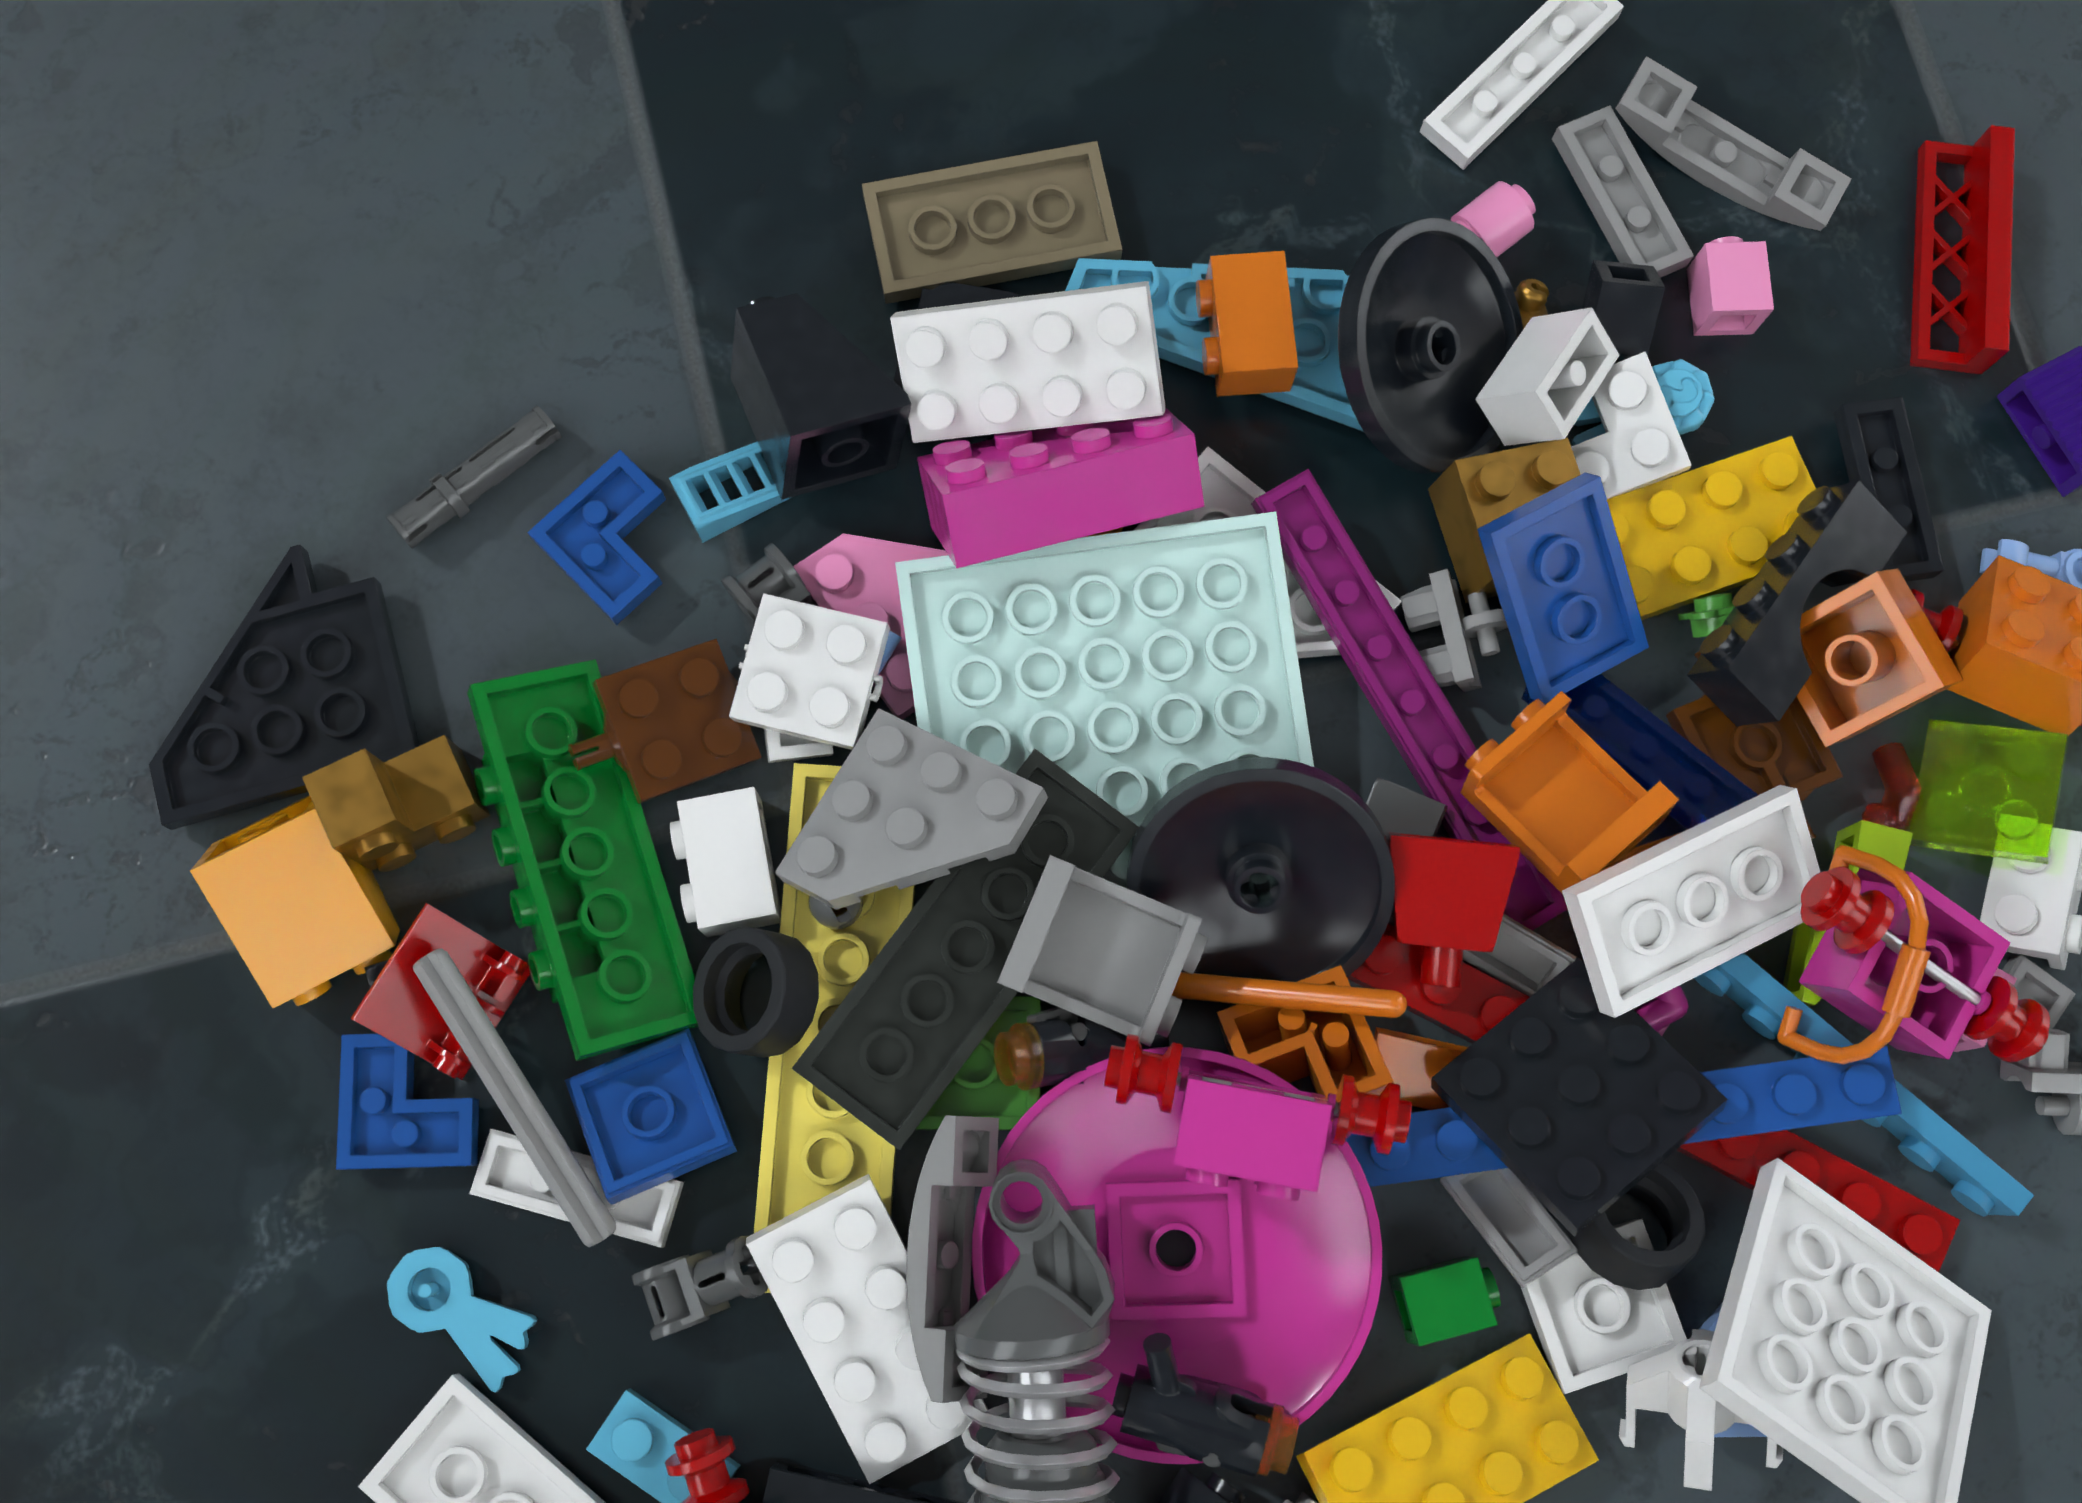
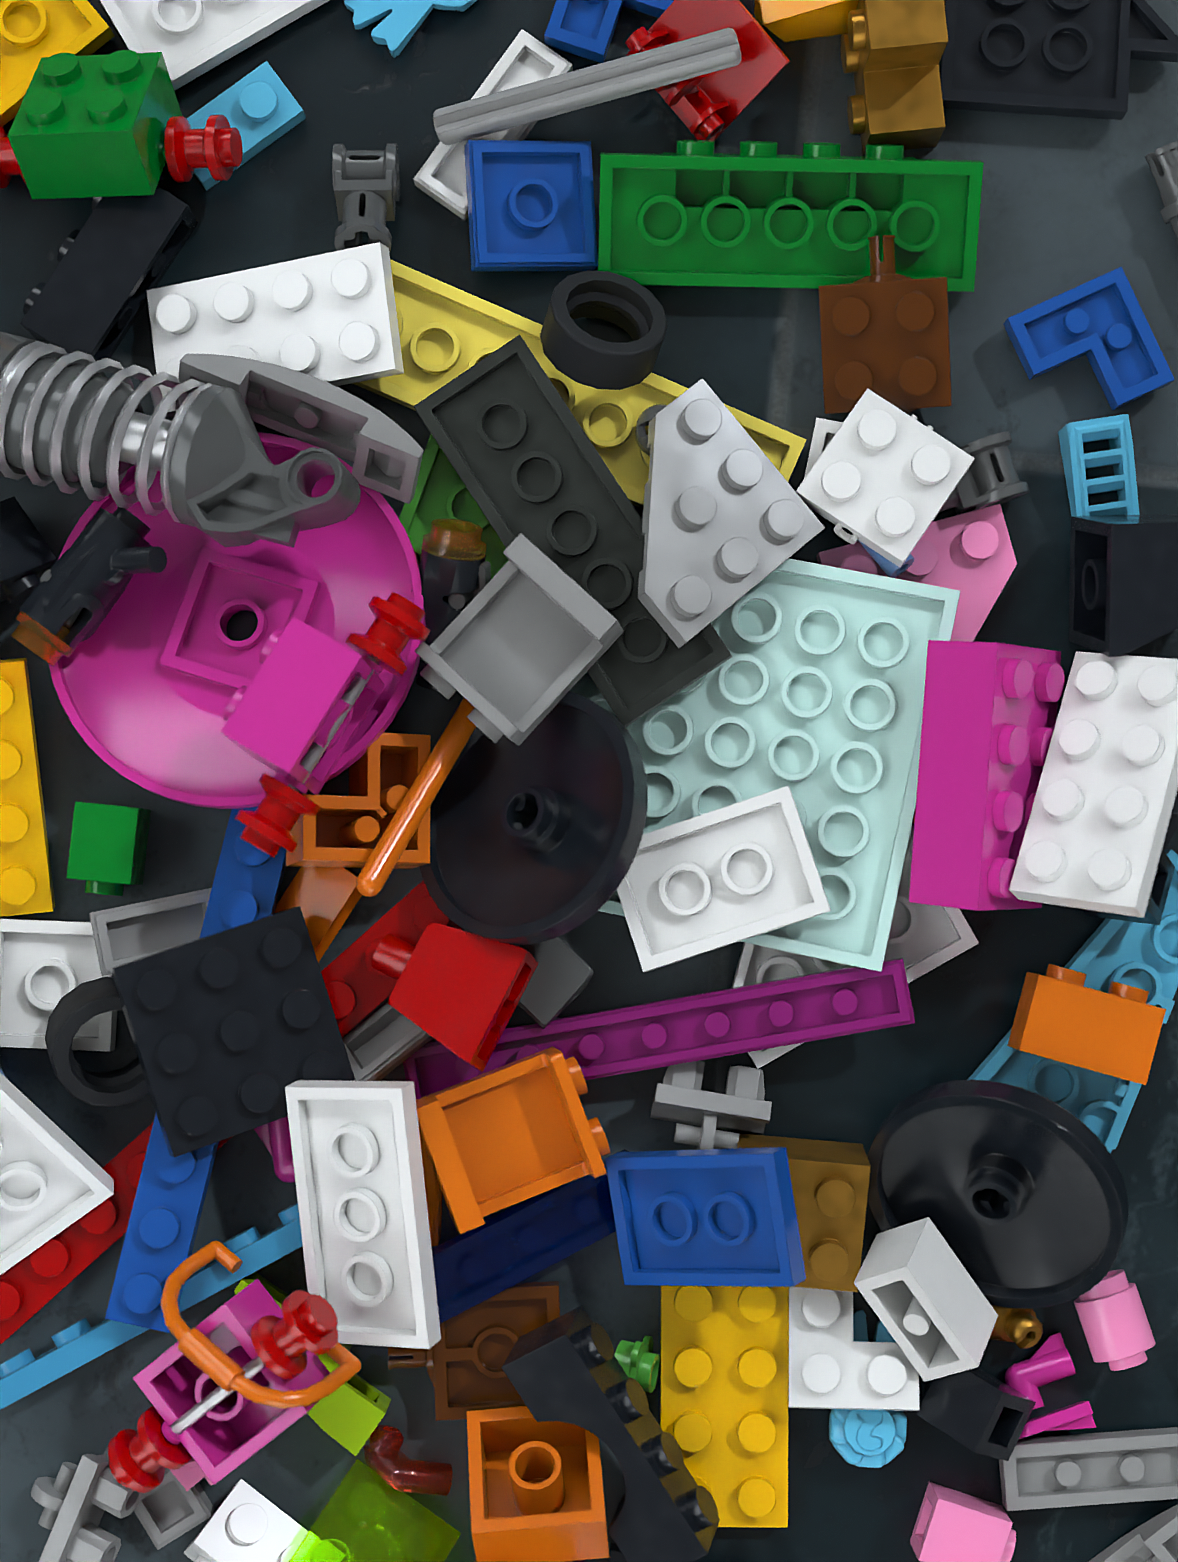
camera: 115 degrees right, 10 degrees up
(726, 862) = (736, 347): white brick -> none
(1249, 680) = (720, 880): none -> white plate
(1555, 272) = (1046, 1366): none -> dark pink piece

